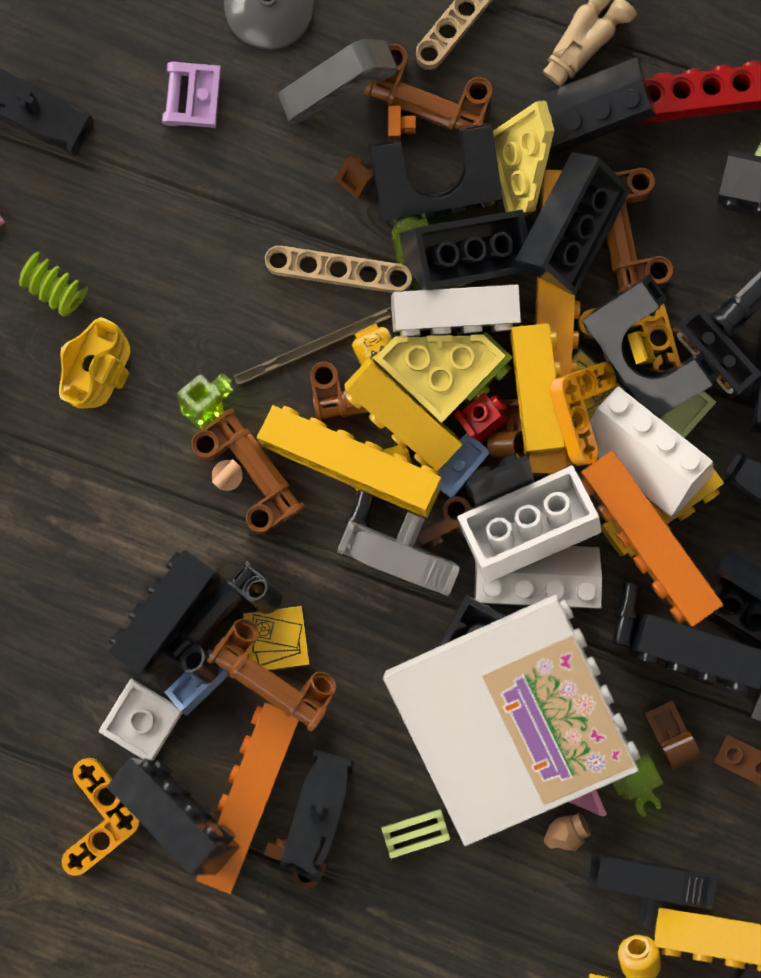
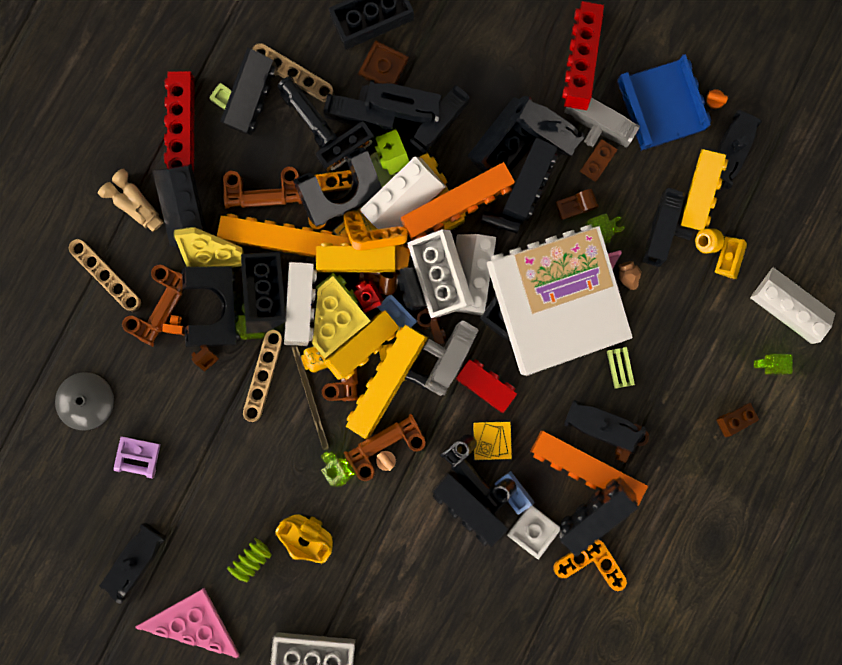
camera: 85 degrees left, 0 degrees up
(305, 705) = (536, 426): dark orange piece -> none
(336, 77) = (139, 362): dark grey beam -> none
(362, 619) = (486, 385): none -> red brick
(573, 222) = (253, 223): black slope -> none
(641, 348) = (337, 192): yellow tile -> none
(717, 427) = (392, 152): none -> lime brick

